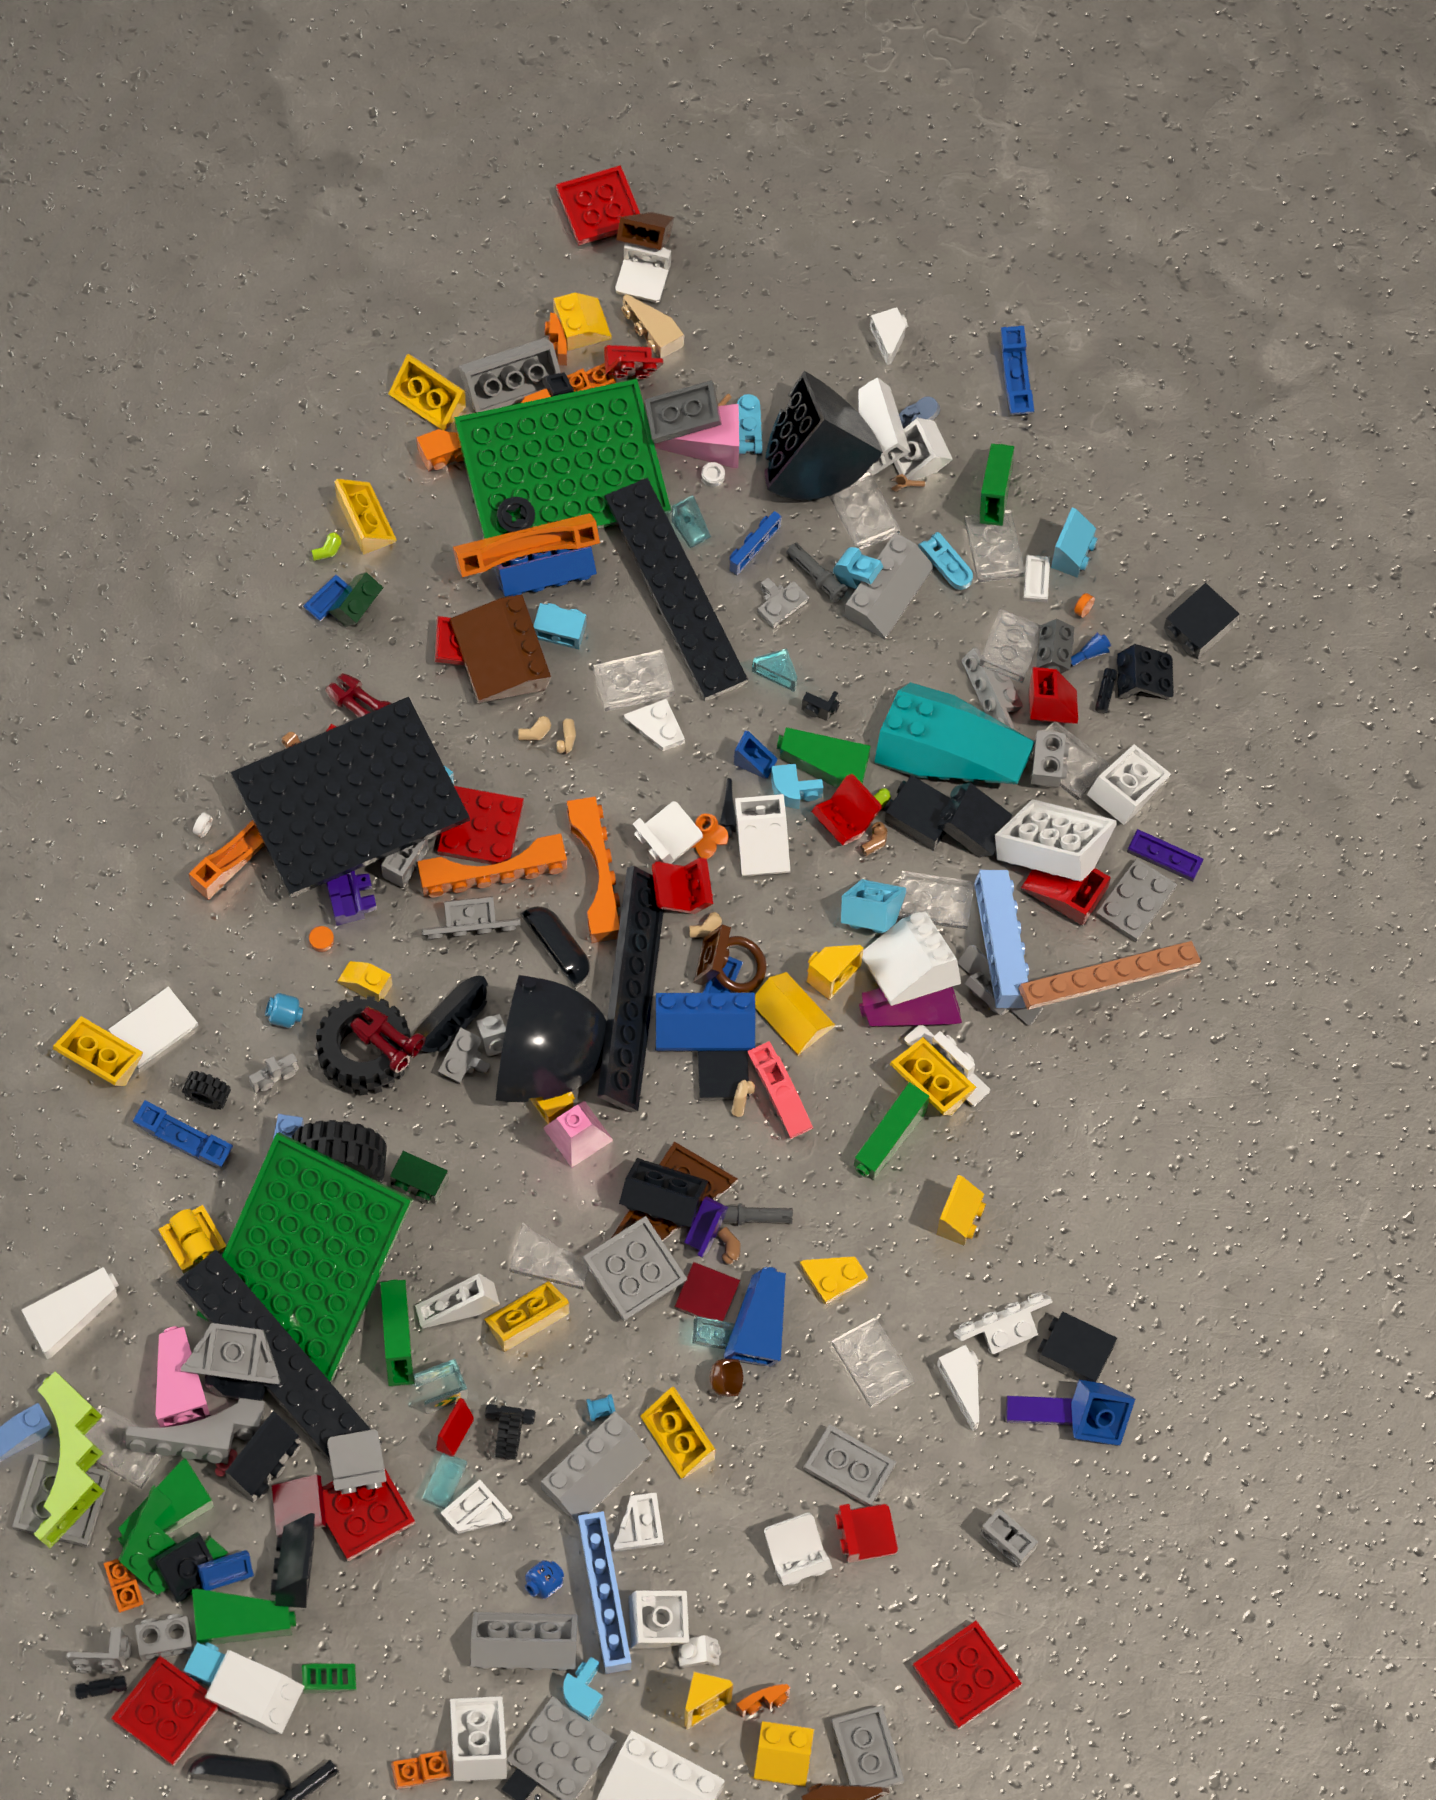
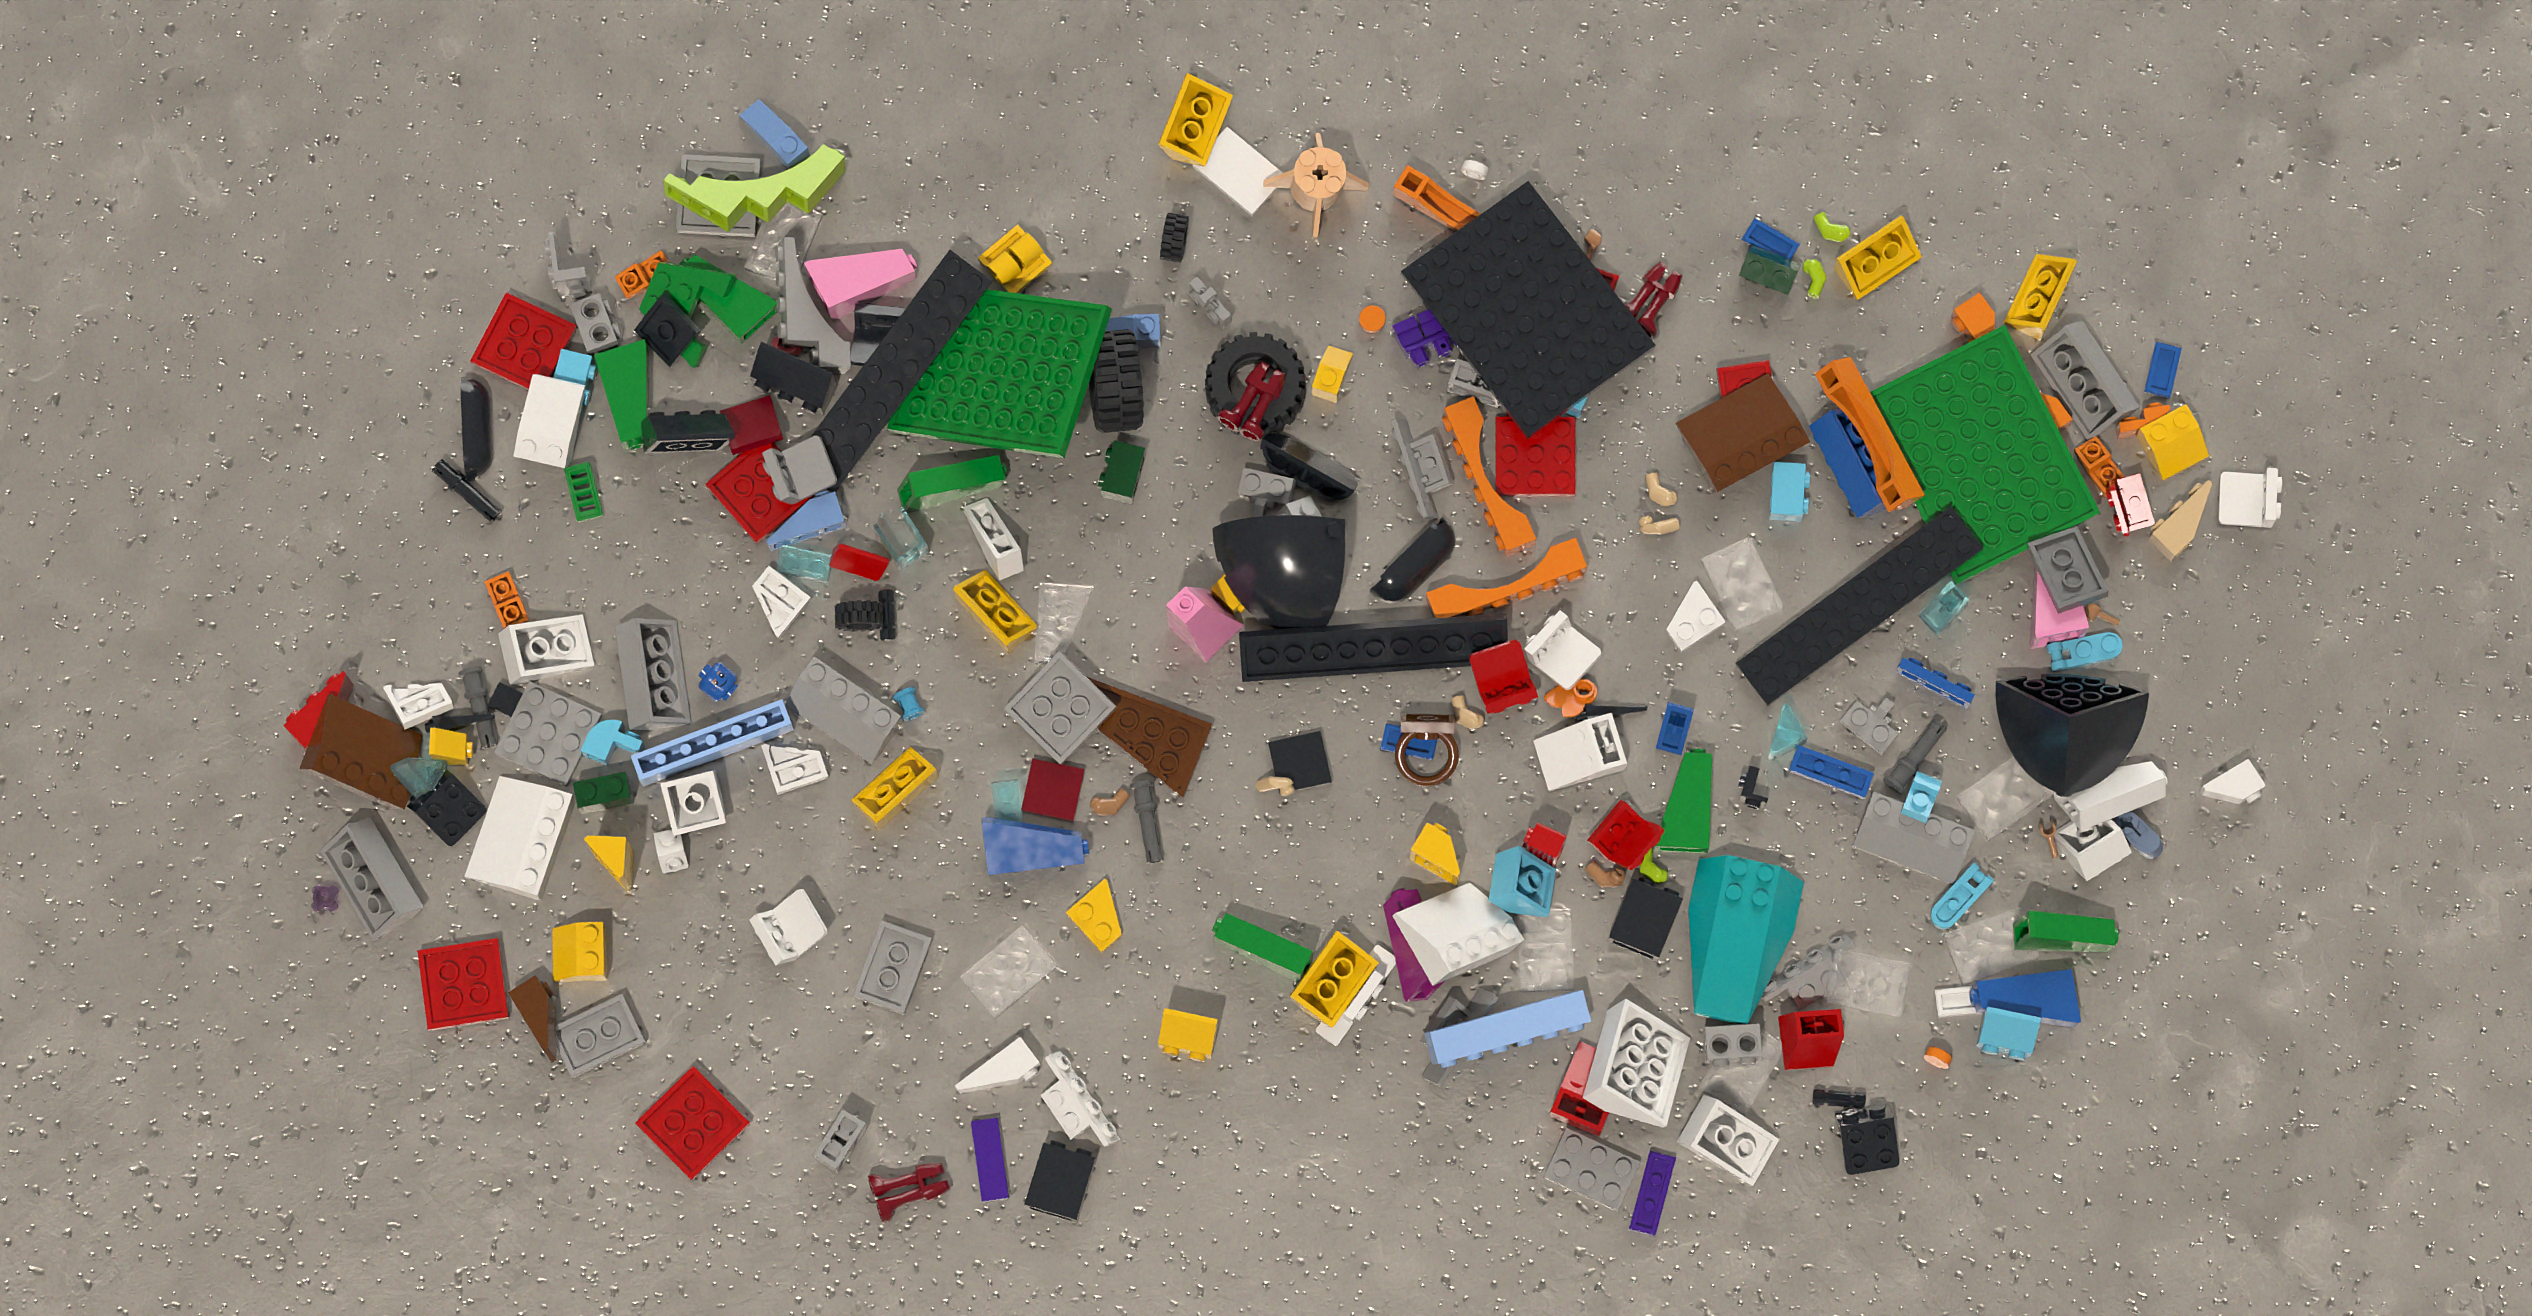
camera: 85 degrees right, 10 degrees up
(69, 1310) = (912, 154): white slope -> none
(100, 1687) = (537, 276): black axle -> none
(182, 1136) = (1124, 225): blue slope -> none
(183, 954) = (1317, 194): none -> light nougat brick
(225, 1570) = (672, 368): blue tile -> none
(233, 1354) = (883, 323): light grey wing -> none
(283, 1010) = (1281, 297): dark azure head -> none
(369, 566) = (1818, 276): none -> lime arm
(403, 1465) = (812, 520): none -> medium blue slope
(510, 505) = (1897, 406): black gear -> none
(515, 316) = (2163, 369): none -> blue tile
(557, 384) = (2080, 431): black tile -> none
(597, 203) = (2327, 434): red plate -> none
(632, 1704) = (603, 792): none -> dark green brick
(645, 229) = (2296, 489): reddish brown slope -> none
(663, 1192) = (1149, 720): black slope -> none
(705, 1021) = (1351, 731): blue slope -> none
(706, 1225) = (1122, 773): dark purple panel -> none
(713, 474) = (2014, 623): white tile -> none
(726, 1377) = (962, 825): reddish brown hair -> none
(770, 1696) = (634, 928): orange slope -> none
(780, 1089) = (1290, 822): coral slope -> none
(786, 782) = (1643, 771): medium azure brick -> none
(791, 1012) = (1386, 822): yellow slope -> none
(818, 640) = (1831, 772): none -> blue plate
(842, 876) = (1544, 843): none -> red brick
(866, 1532) = (823, 995): red bracket -> none
(973, 819) = (1643, 973): black brick -> none
(1016, 370) = (2219, 936): blue slope -> none
(1045, 517) = (2040, 995): none -> blue slope
(1055, 645) = (1874, 1032): dark grey brick -> none
(1056, 1511) = (923, 1172): none -> dark red piece
(1096, 646) = (1889, 1078): blue cone -> none
(1100, 1413) = (992, 1214): blue slope -> none
(1109, 975) = (1486, 1149): nougat plate -> none
(1201, 621) = (1945, 1190): black brick -> none

